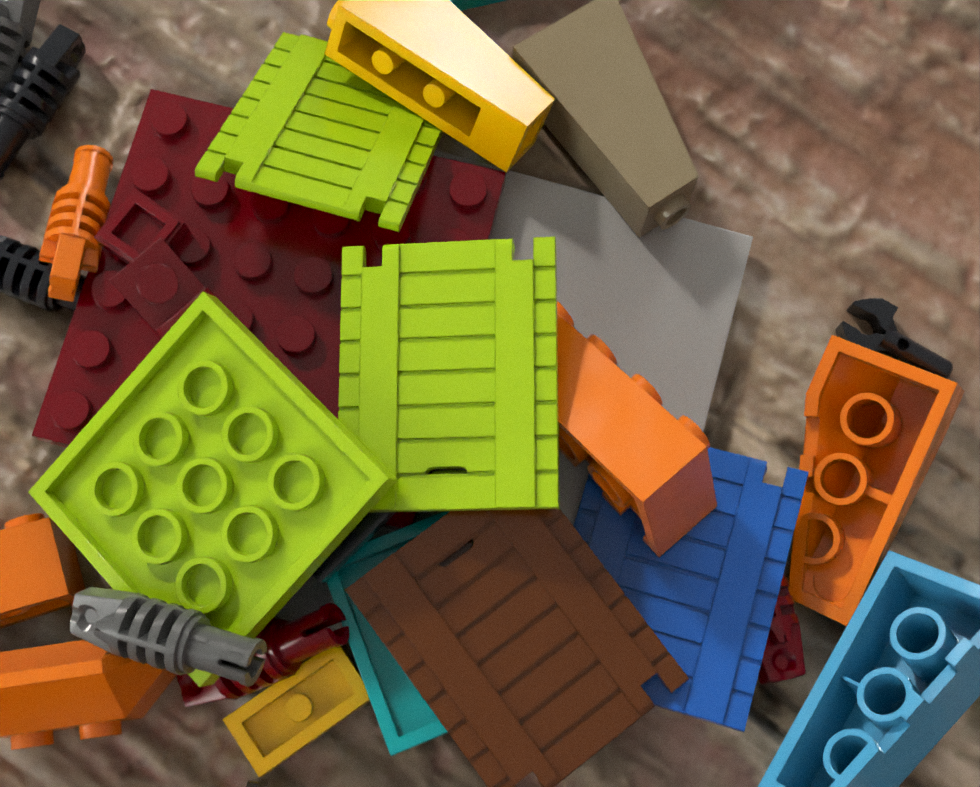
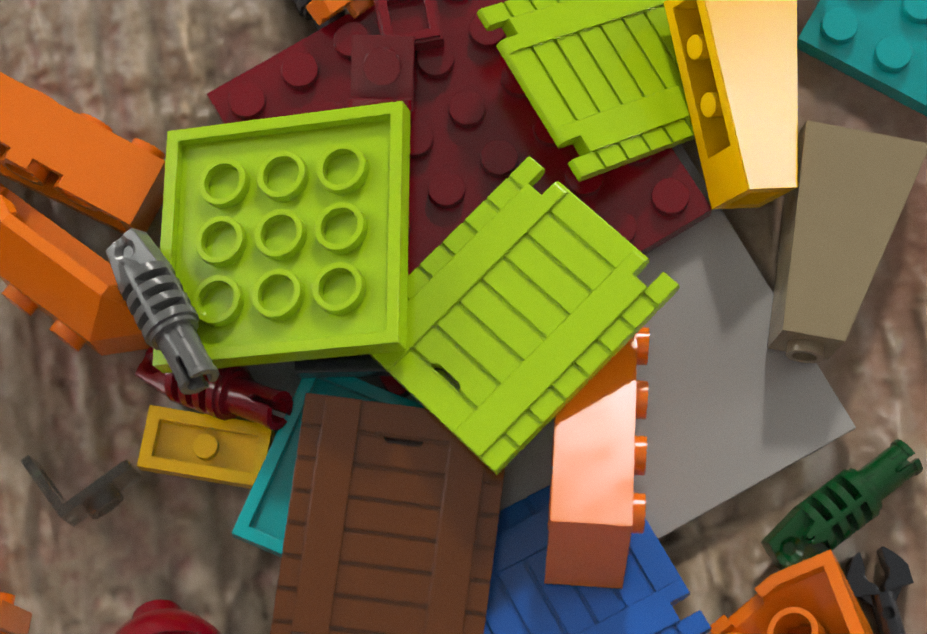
camera: 50 degrees right, 0 degrees up
(799, 304) = (840, 507): none -> dark green hinge

